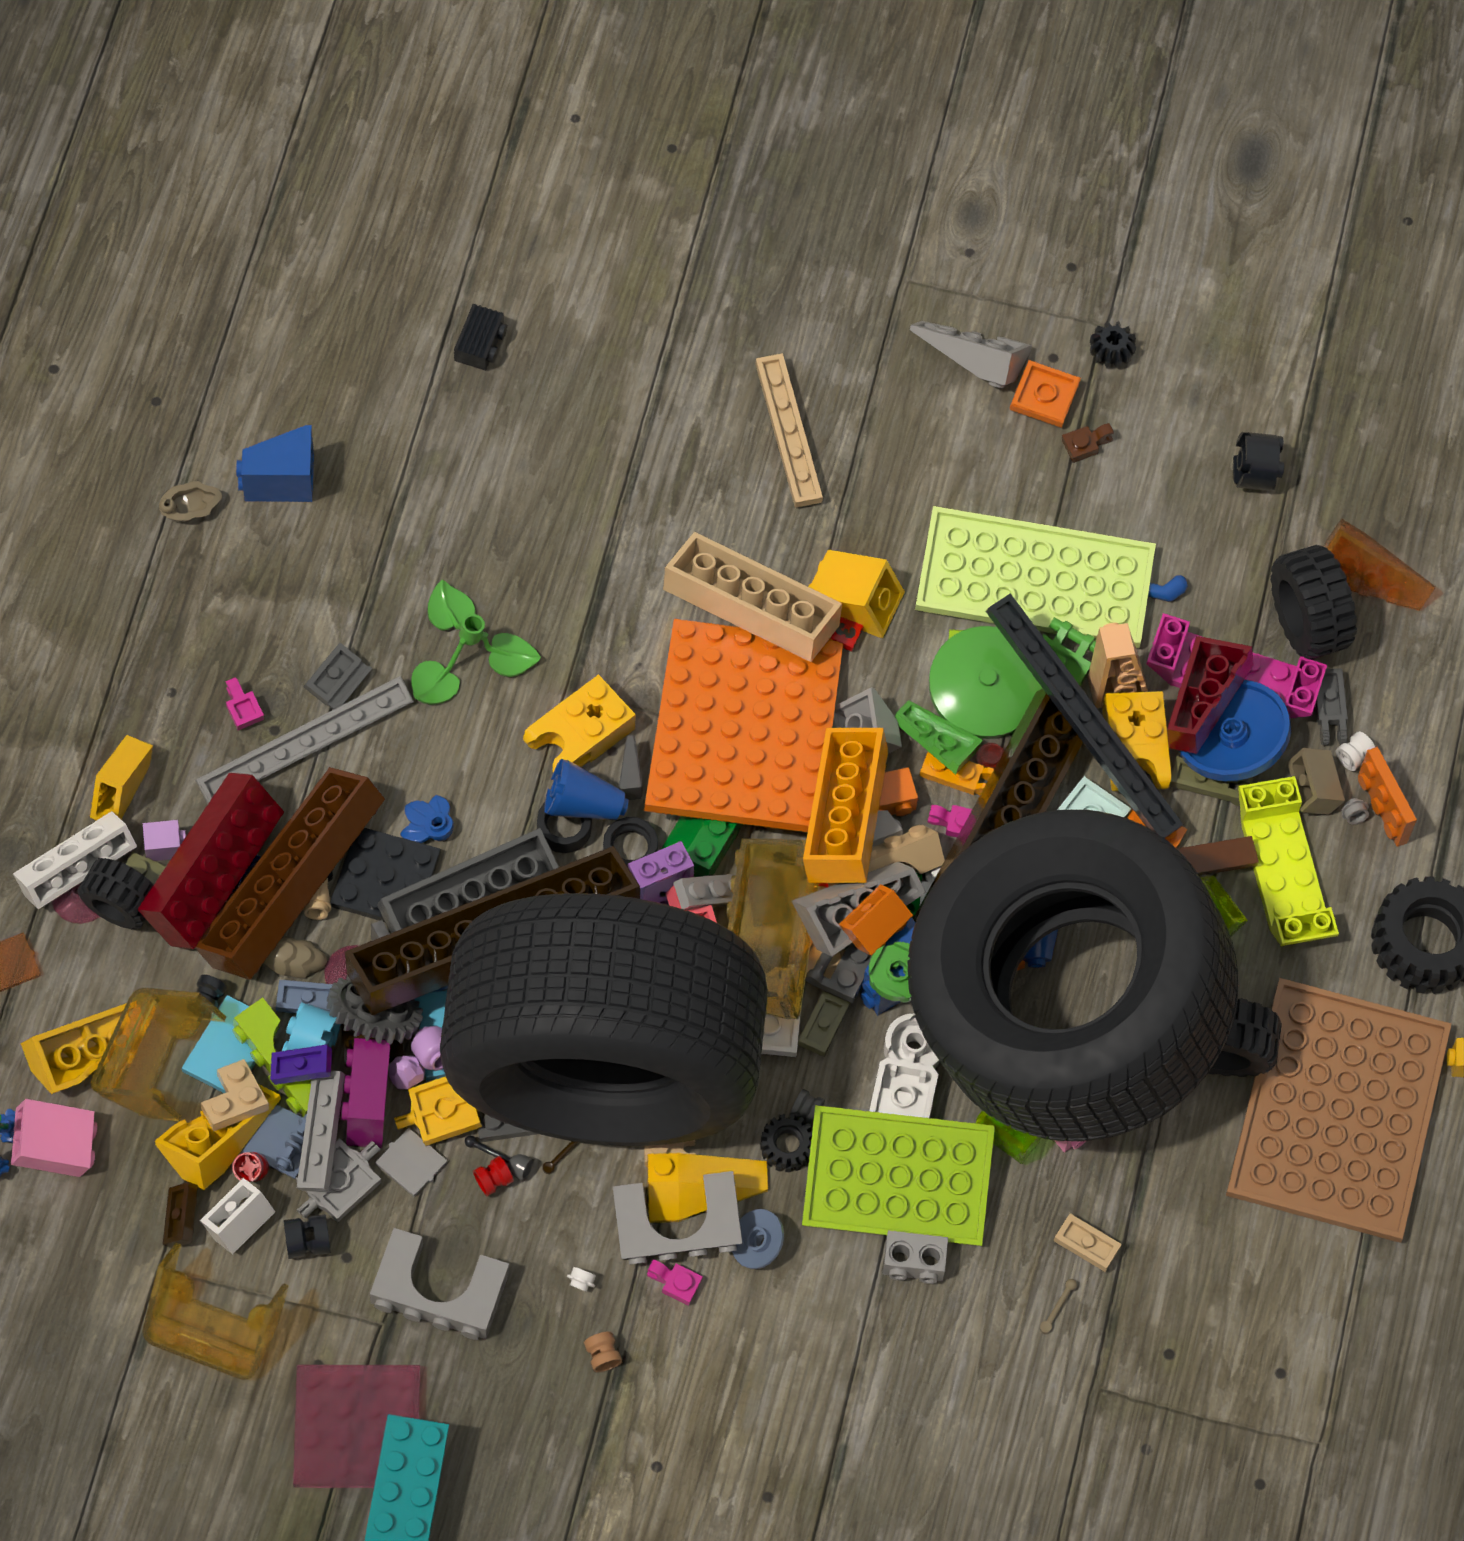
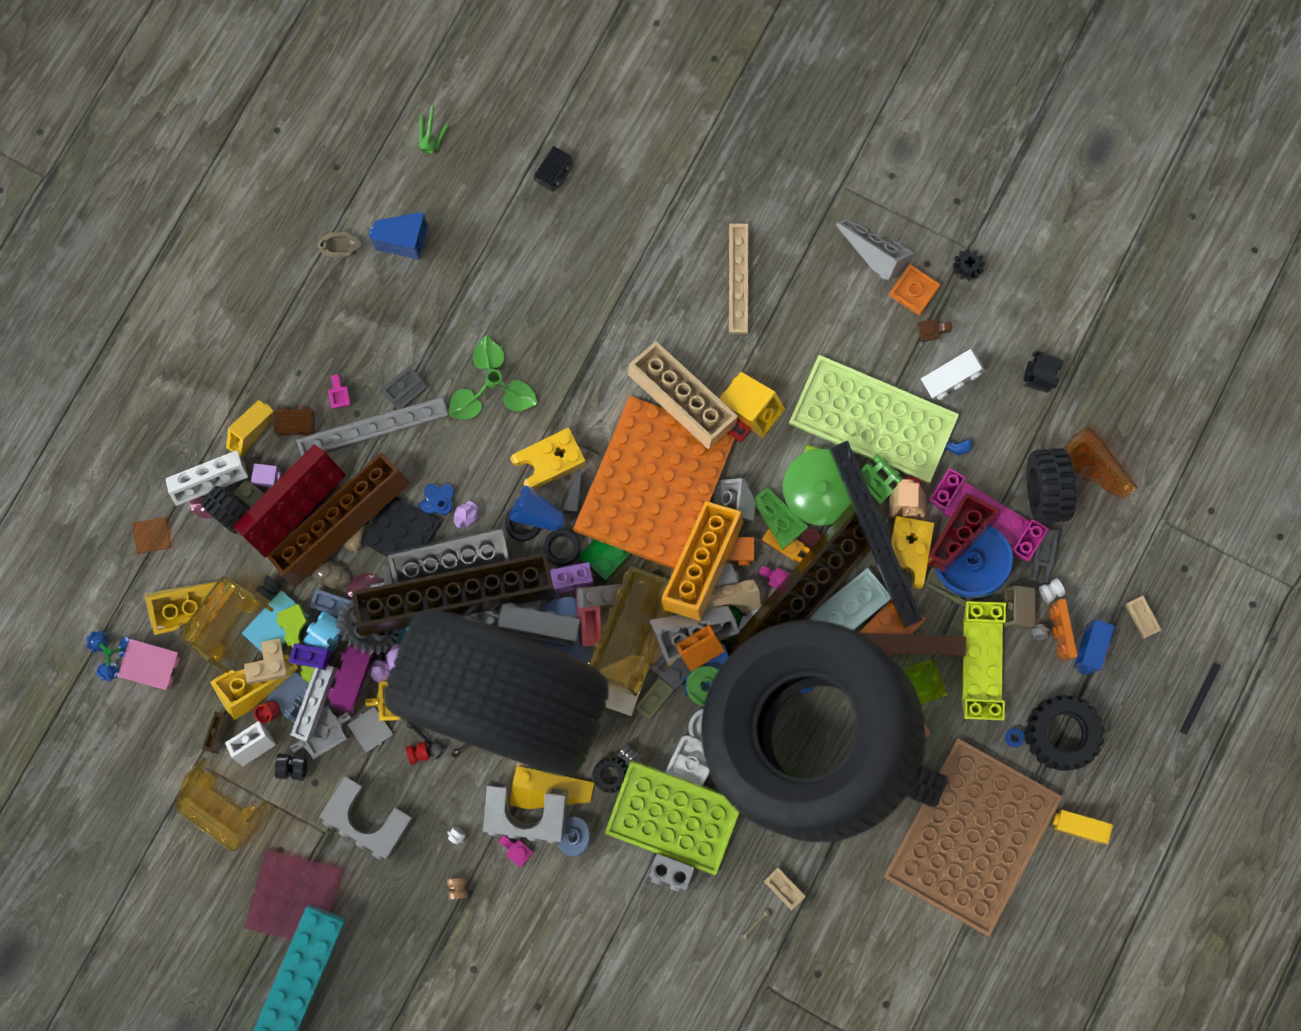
camera: 20 degrees right, 15 degrees up
(185, 757) = (294, 422): none -> reddish brown brick
(286, 340) = (427, 143): none -> bright green plant
(478, 829) = (466, 514): none -> lavender rock
(1133, 491) = (953, 375): none -> white wedge
(1360, 954) = (1021, 737): none -> blue plate
(1436, 809) = (1093, 647): none -> blue window

